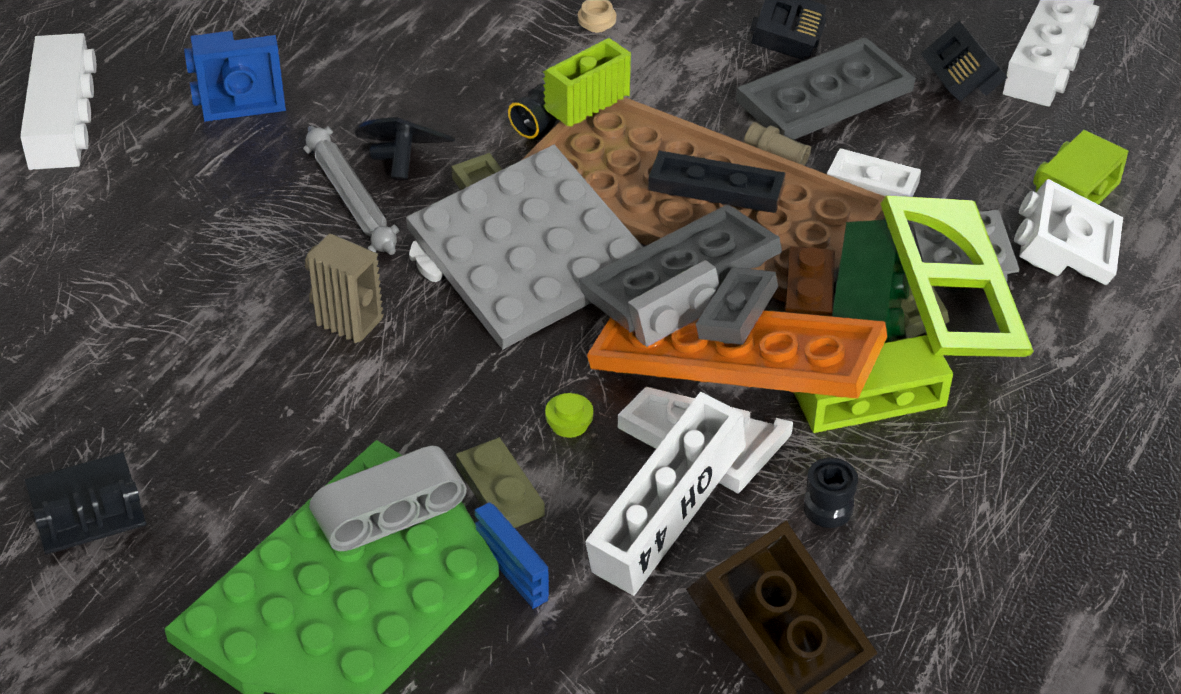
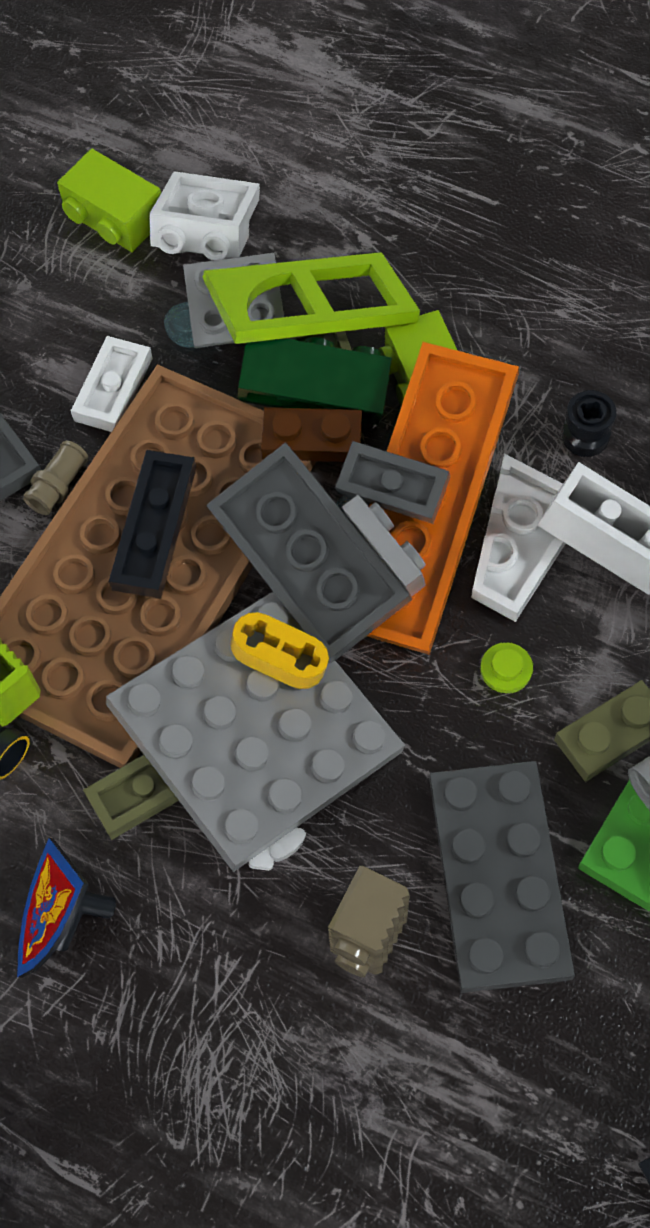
camera: 90 degrees left, 20 degrees up
(351, 190) = (135, 966): light grey wheel -> none
(379, 395) = (500, 877): none -> dark grey plate
(577, 237) = (279, 650): none -> yellow beam

